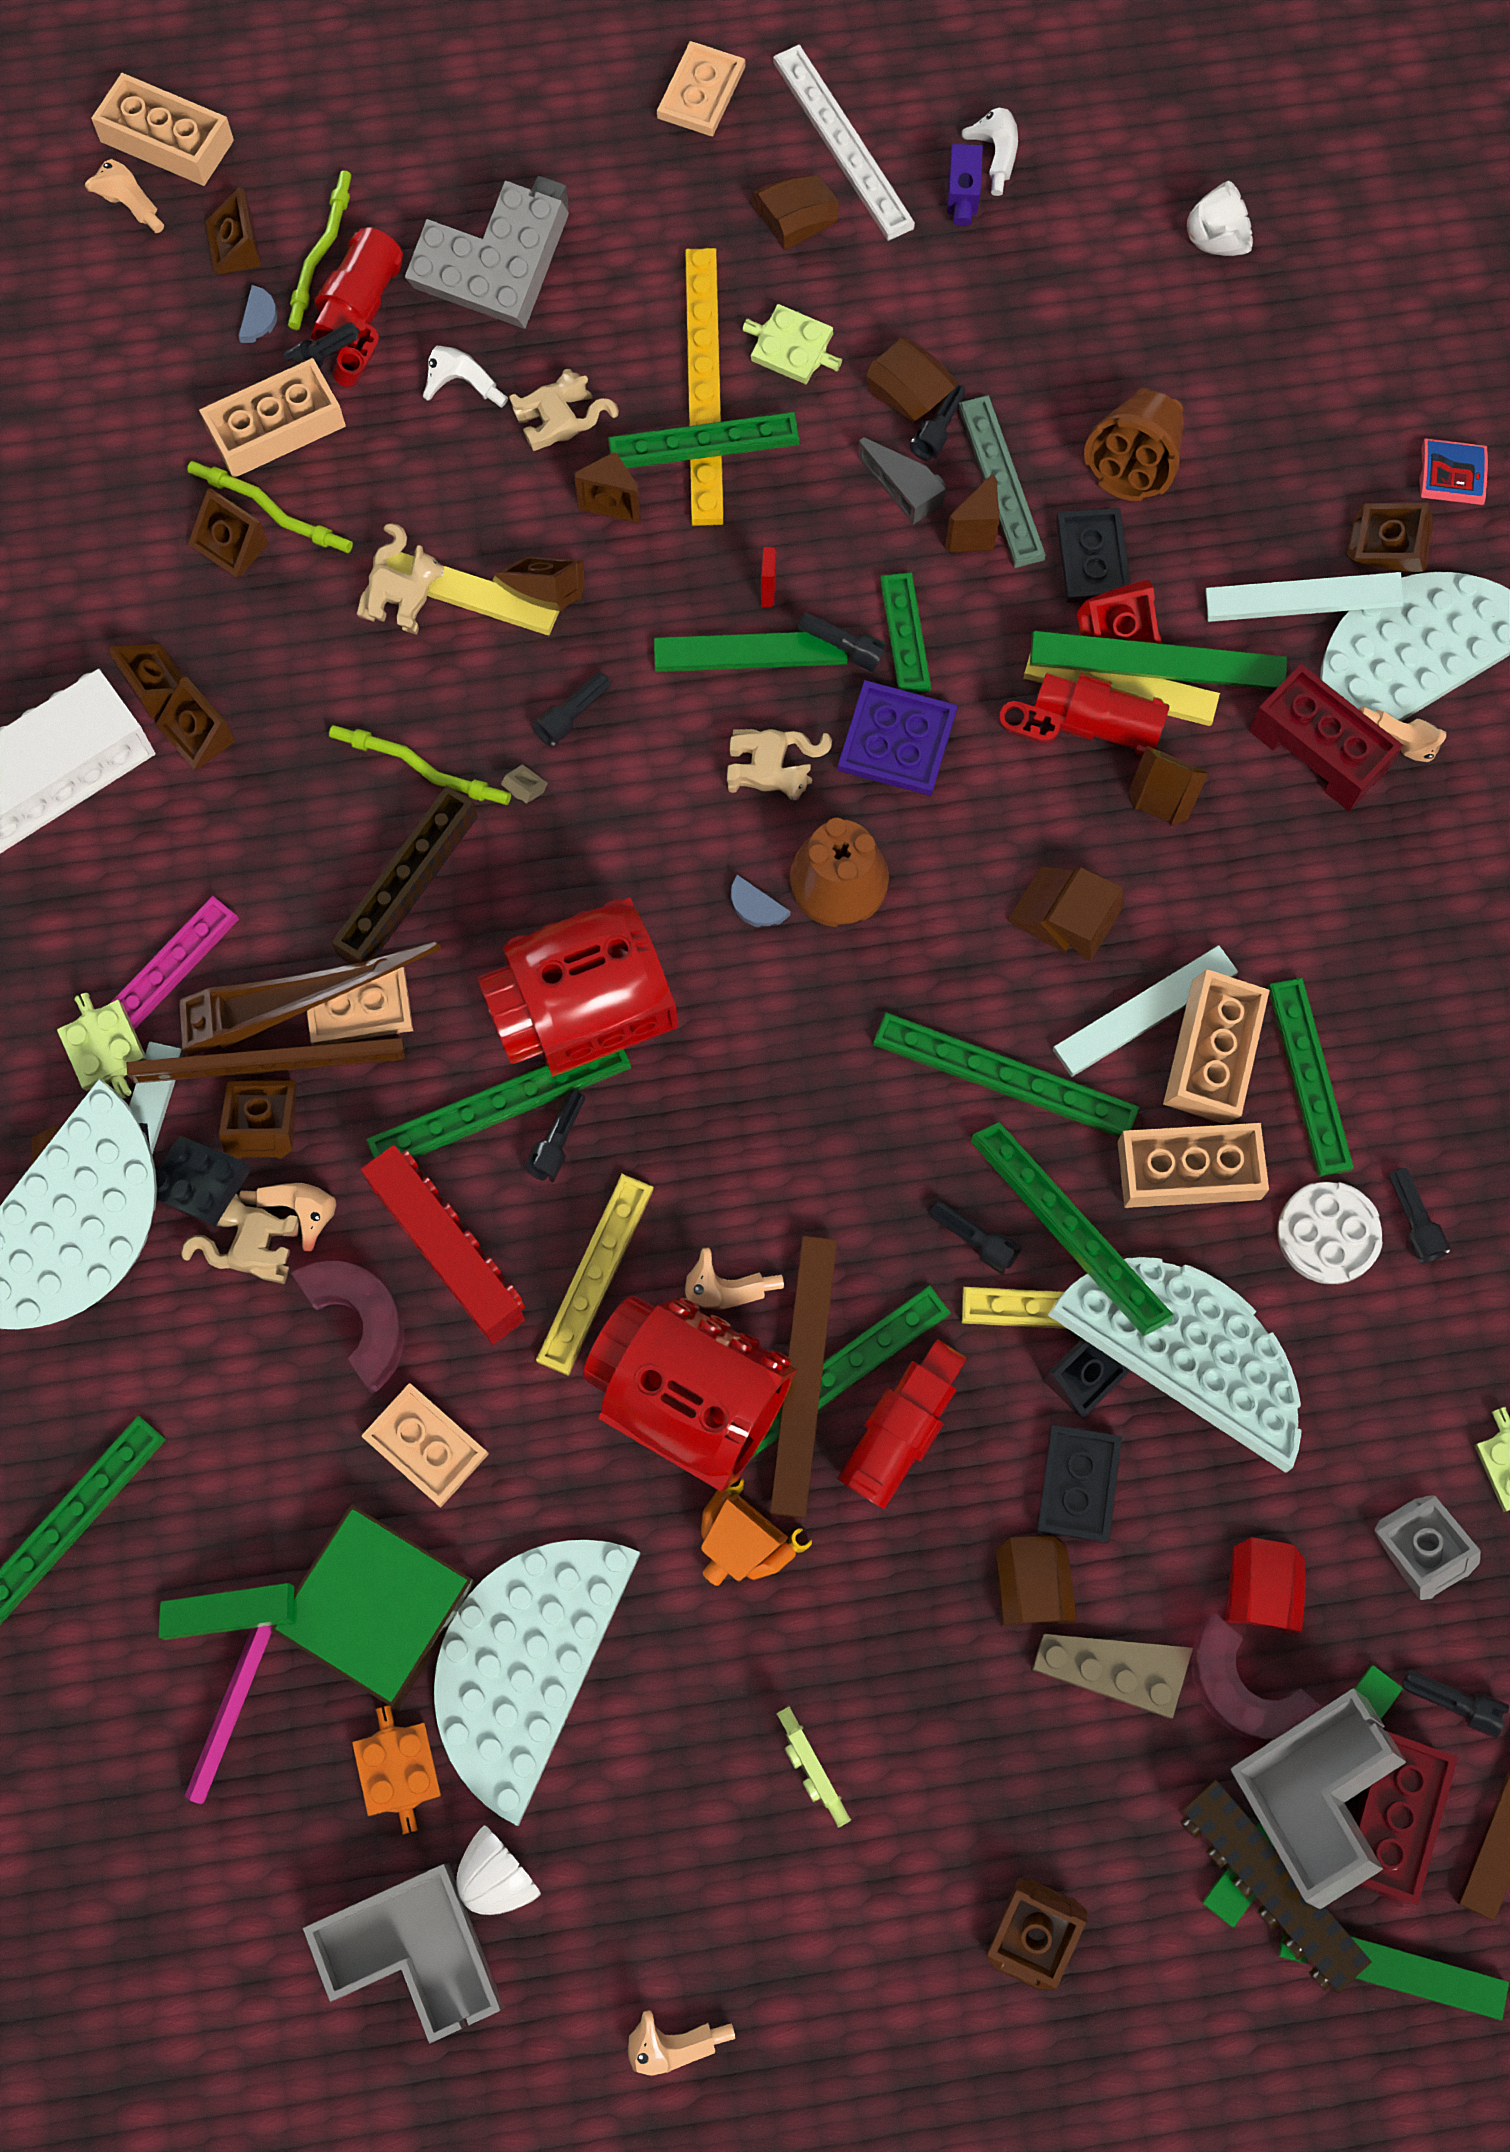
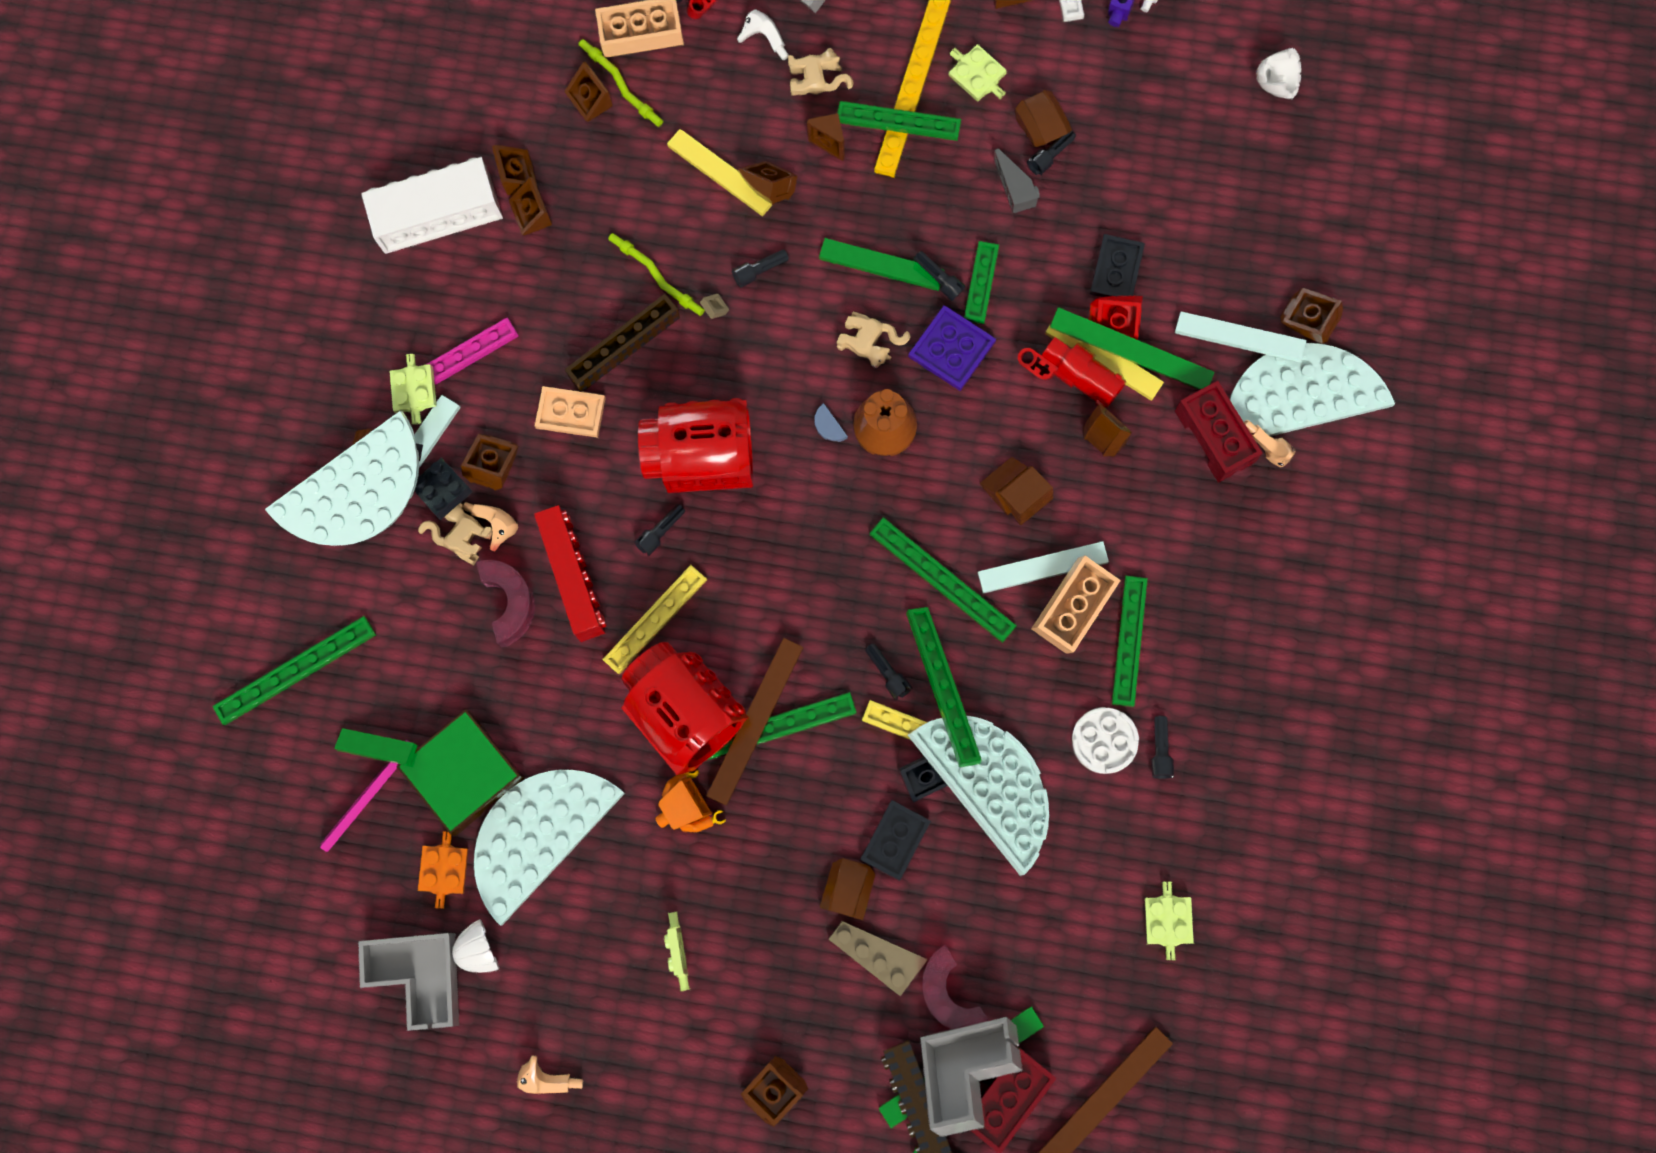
camera: 25 degrees right, 5 degrees up
(239, 1011) = (499, 393): reddish brown plate -> none
(266, 1061) = (505, 429): reddish brown tile -> none
(396, 587) = (675, 156): tan animal -> none
(425, 1445) = (521, 688): light nougat plate -> none
(493, 1106) = (627, 499): green tile -> none
(712, 1292) = (717, 653): light nougat animal -> none
(768, 577) = (906, 221): red tile -> none
(903, 1425) = (801, 771): red piece -> none
(975, 521) = (1048, 224): reddish brown slope -> none
(994, 459) = (1077, 202): sand green tile -> none
(1137, 446) = (1169, 206): dark orange cone -> none
(1192, 1165) = (1034, 672): light nougat brick -> none
(1267, 1586) = (986, 938): red slope -> none
(1427, 1546) = (1090, 948): light grey slope -> none
(1454, 471) = (1369, 283): slope -> none
(1480, 1712) = (1085, 1056): black piece -> none

